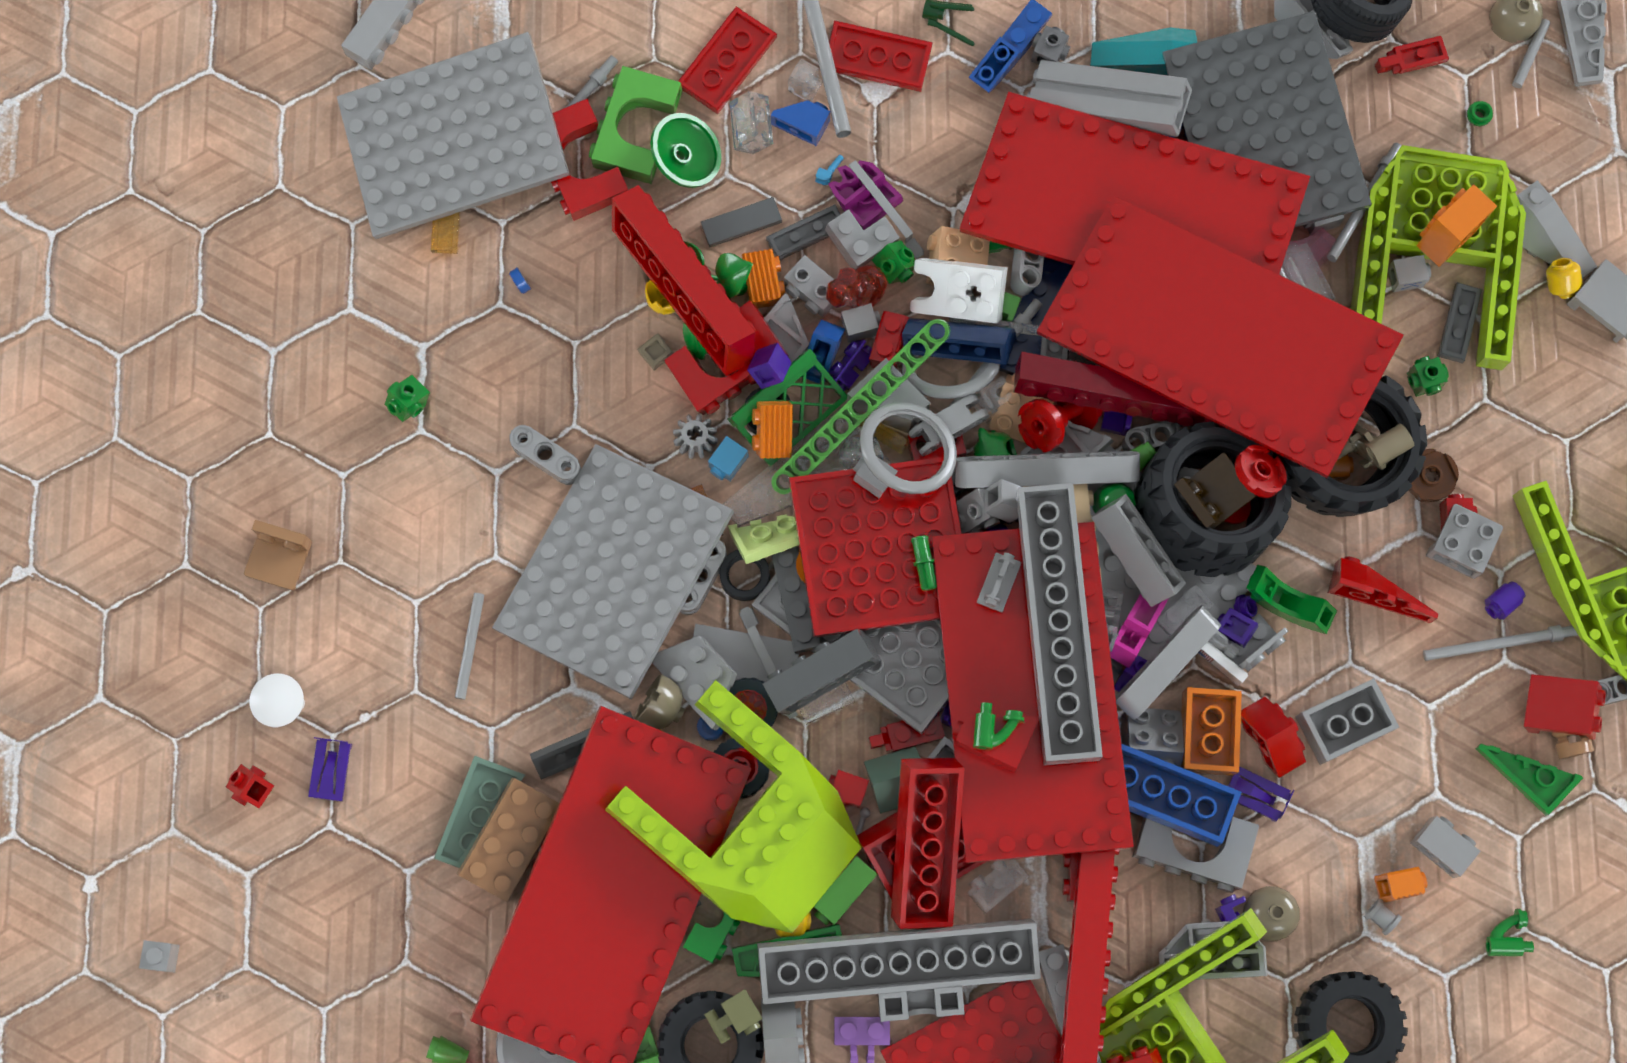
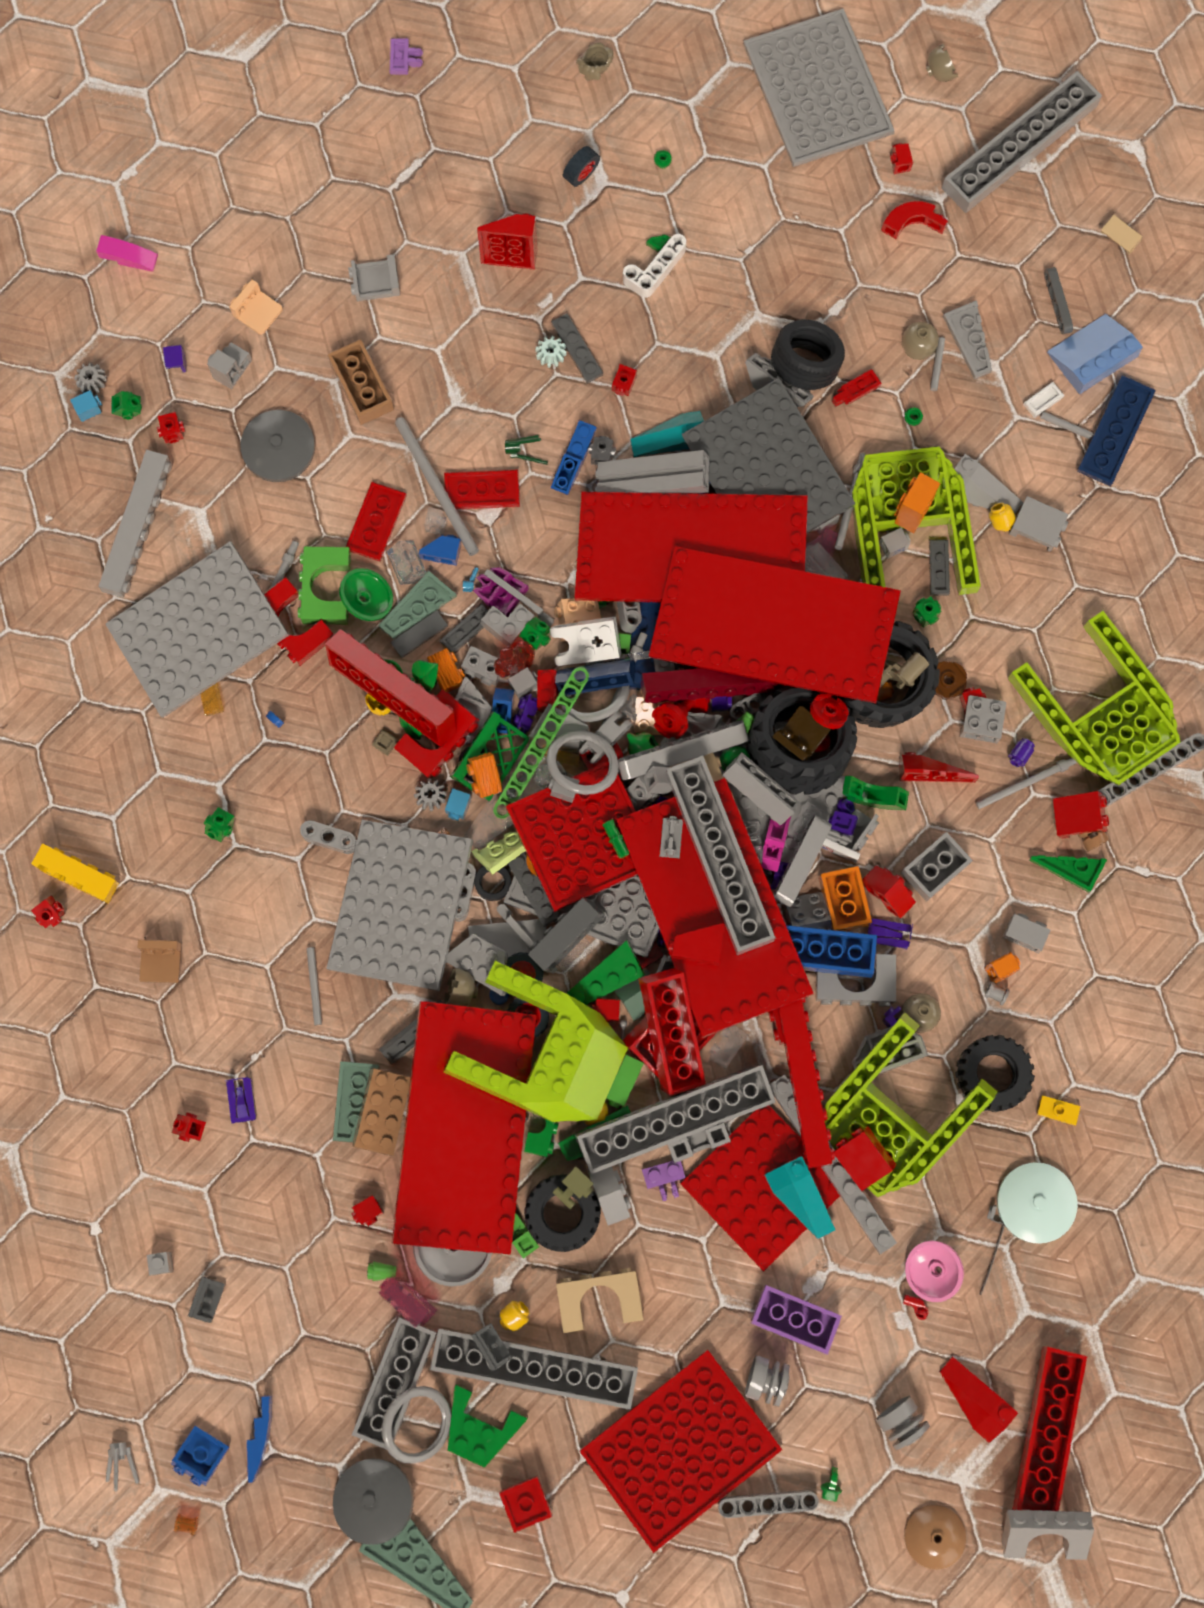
camera: 15 degrees left, 0 degrees up
(151, 450) = (48, 912): none -> red brick
(201, 409) = (74, 873): none -> yellow wedge
(206, 1022) = (206, 1299): none -> dark grey hinge
(276, 700) = (189, 1062): white dish -> none
(452, 966) = (367, 1211): none -> red brick
(752, 181) = (419, 603): none -> sand green wing
(769, 366) = (469, 731): dark purple panel -> none
(865, 743) = (611, 974): none -> green wing
(985, 723) = (690, 944): green plant -> none
(1509, 946) = (1086, 989): green plant -> none

